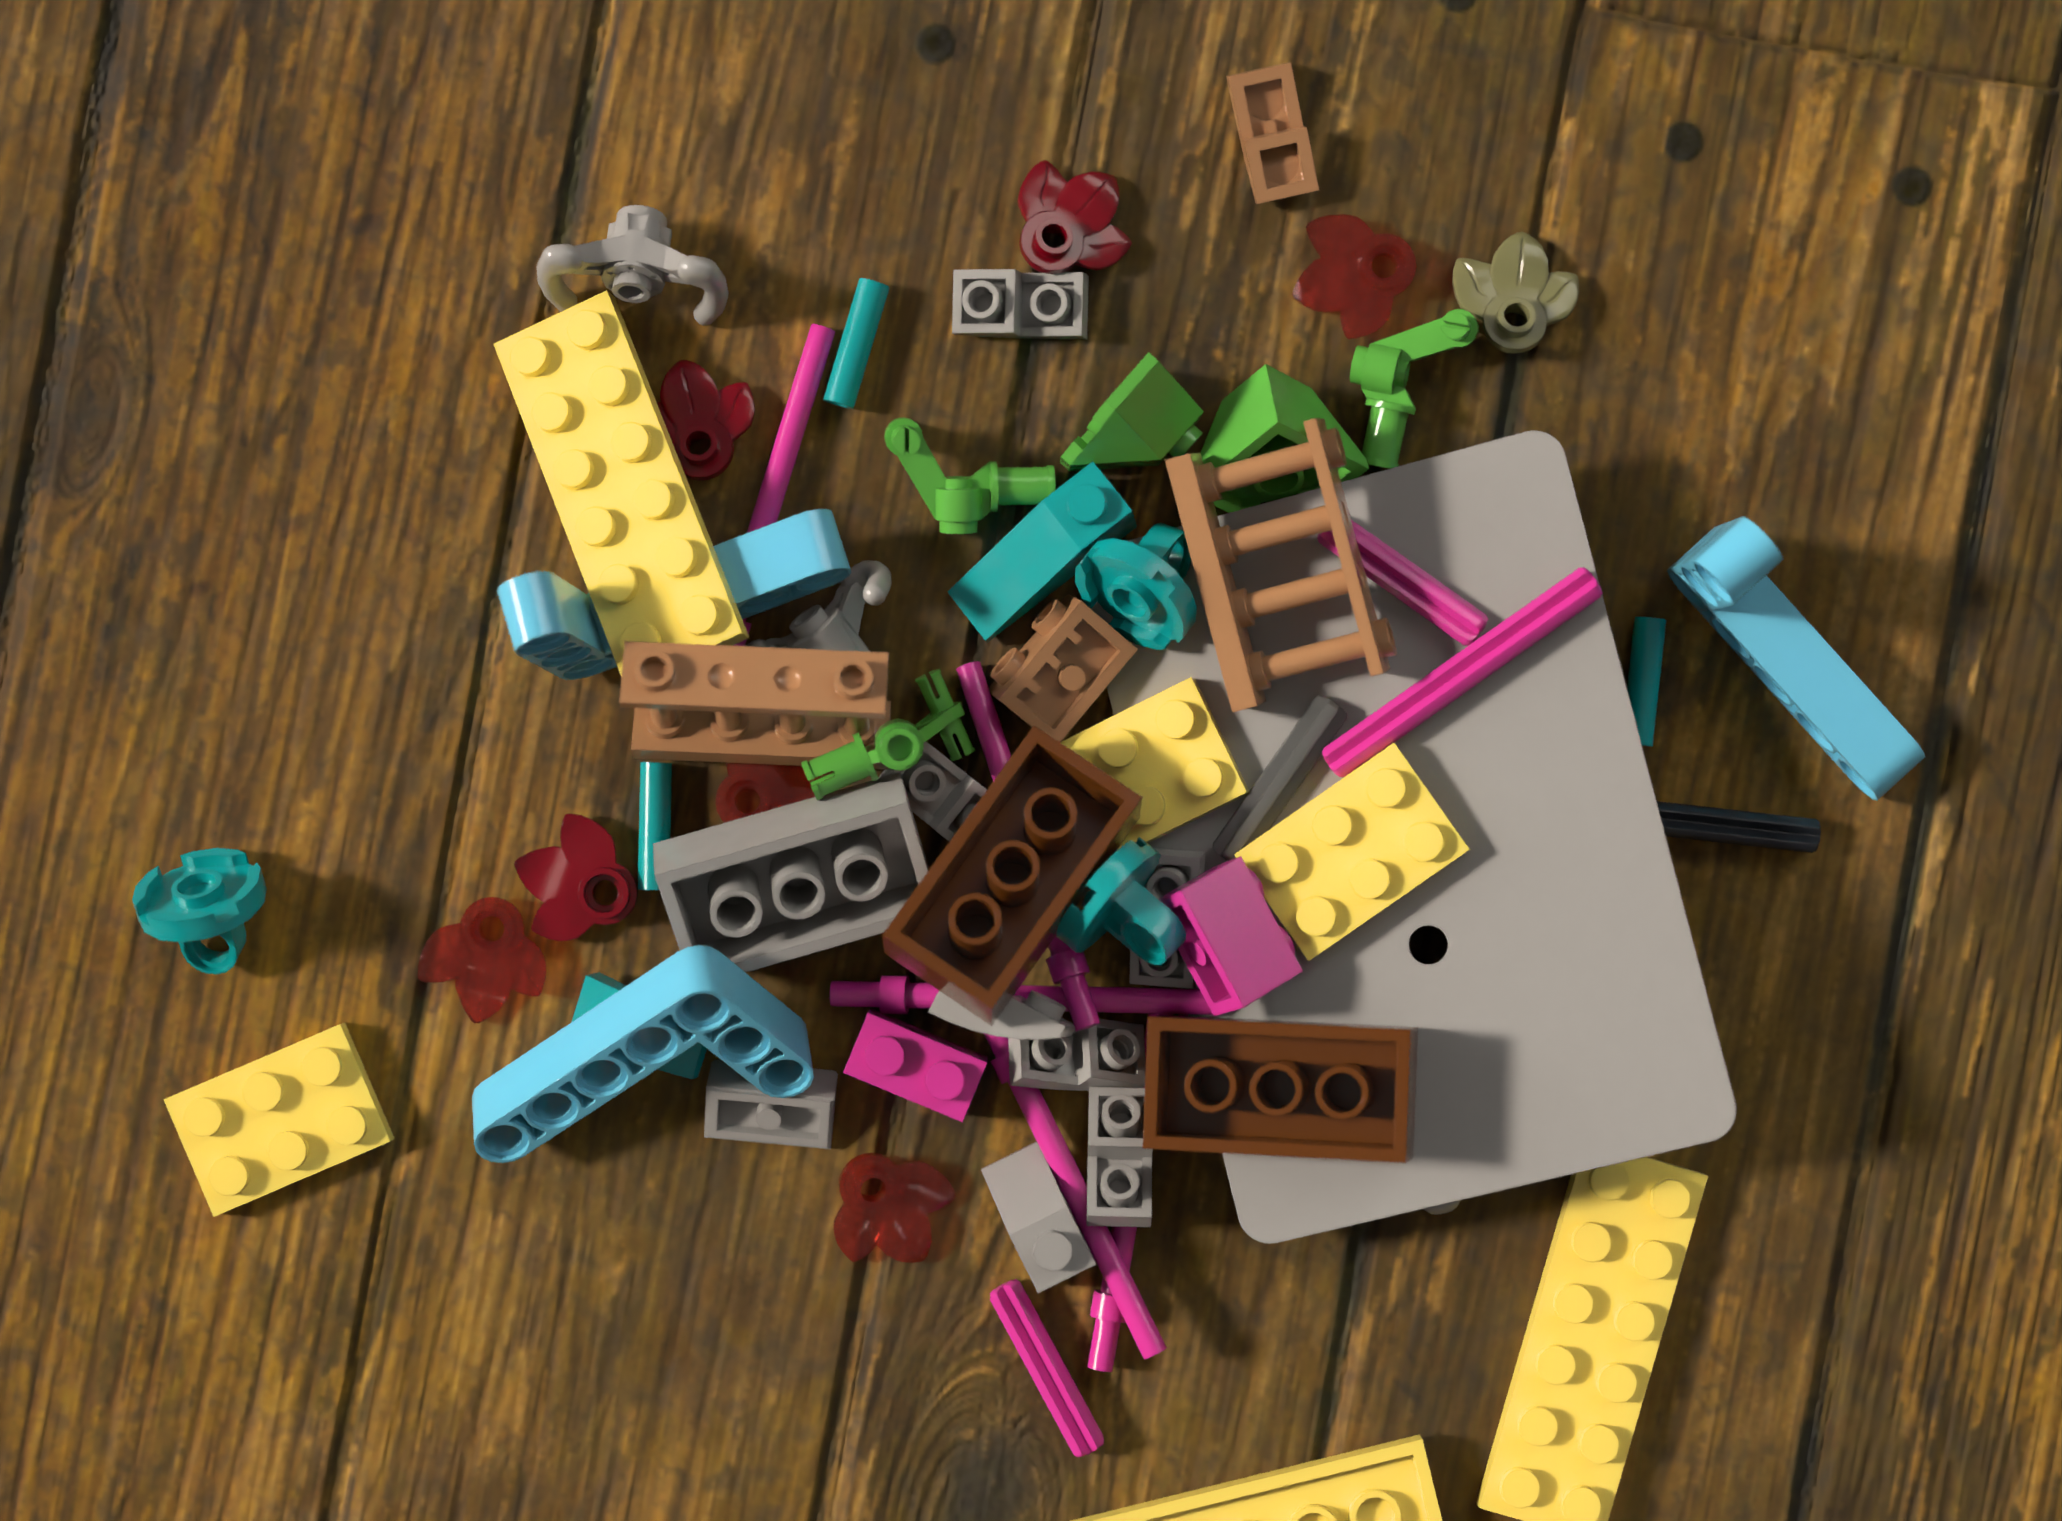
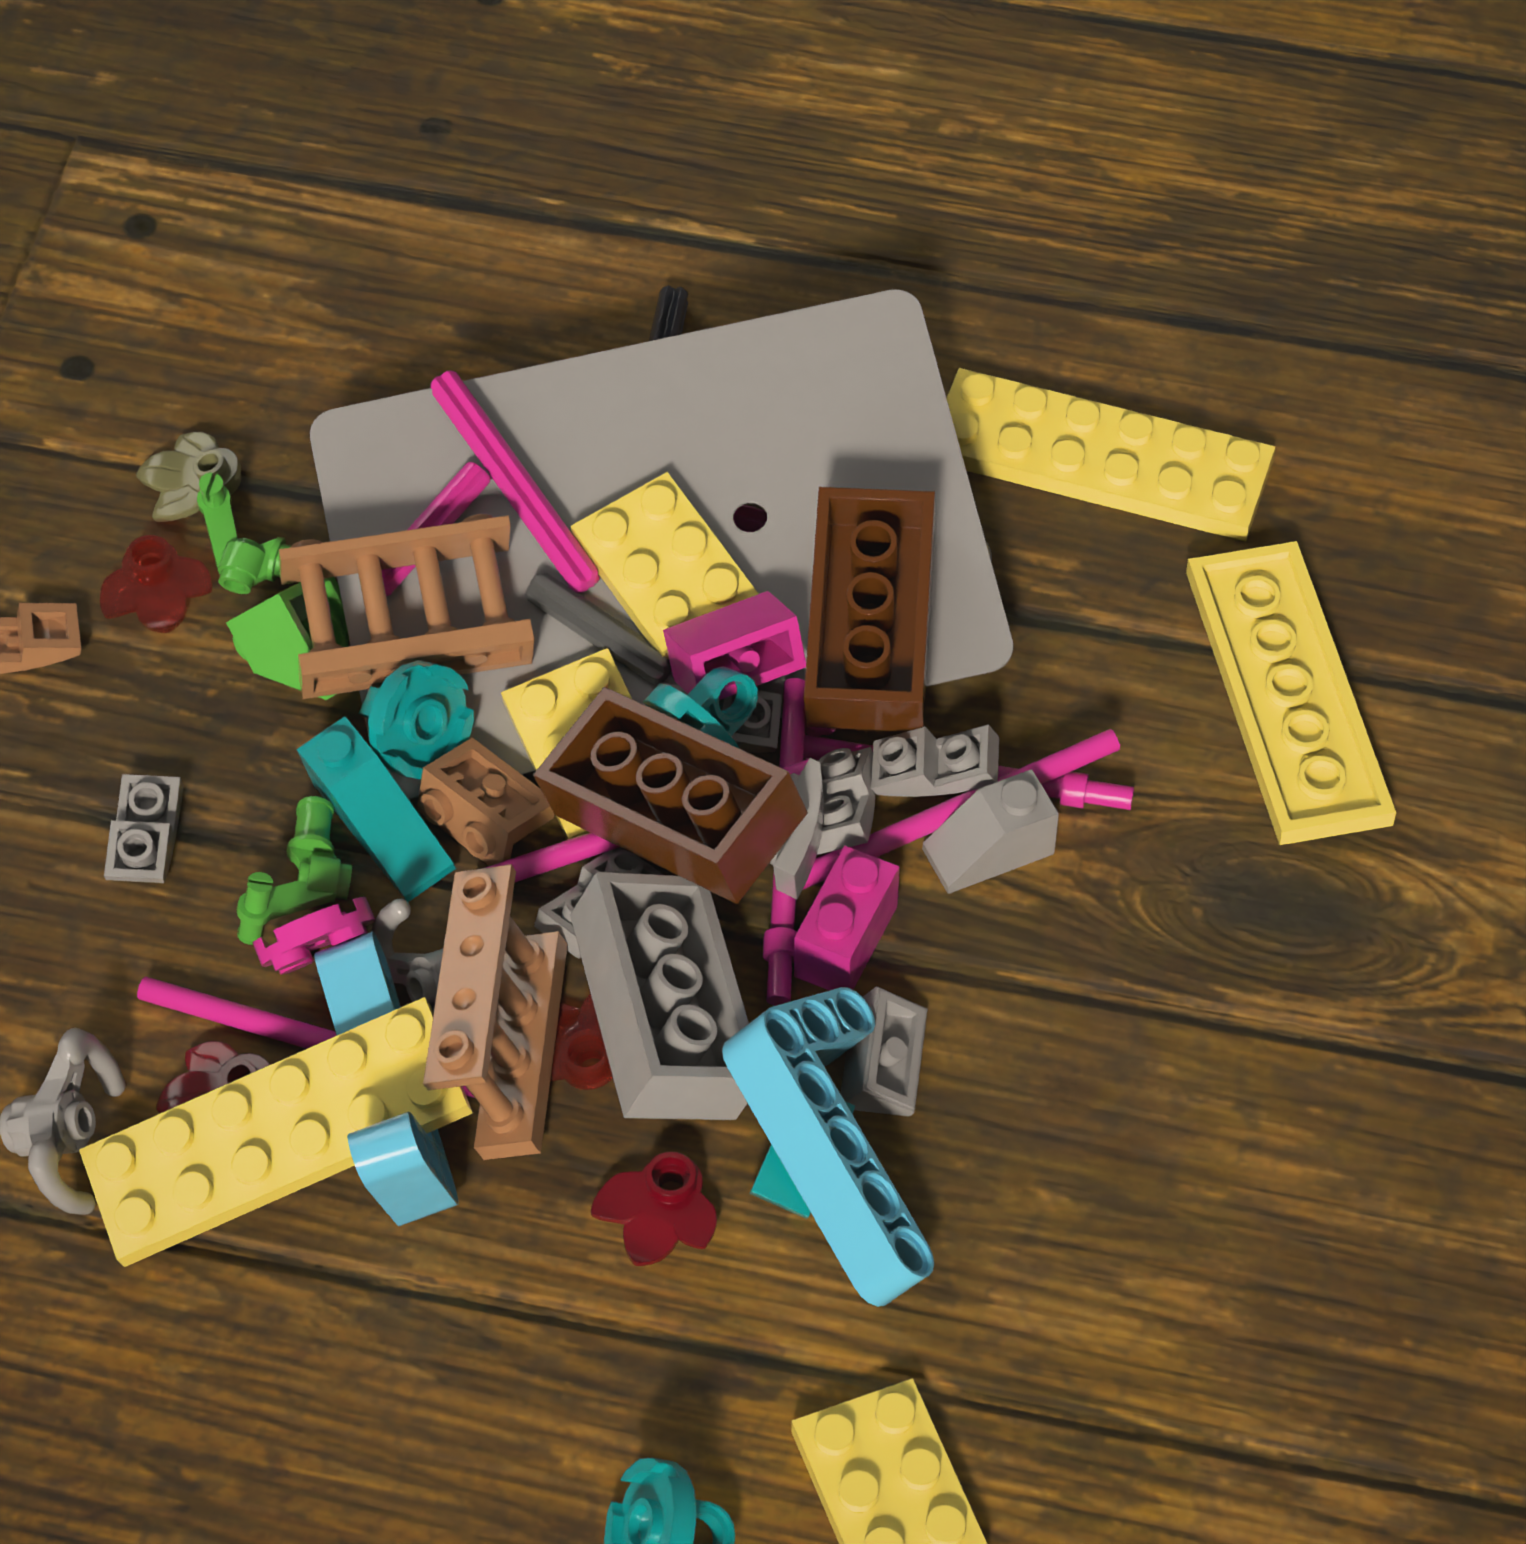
camera: 85 degrees left, 35 degrees down
(484, 967) = (740, 1292): clear red plate -> none
(653, 817) = (607, 1140): teal piece -> none
(856, 343) = (161, 959): teal piece -> none
(862, 505) = (313, 932): none -> dark pink plate
(896, 743) = (542, 903): bright green pin -> none
(896, 1214) = (982, 959): clear red plate -> none
(1046, 1368) = (1132, 840): dark pink axle -> none
(1076, 213) = (73, 790): dark red plate -> none
(1138, 423) = (260, 730): bright green slope -> none
(1731, 590) = (470, 328): medium azure beam -> none

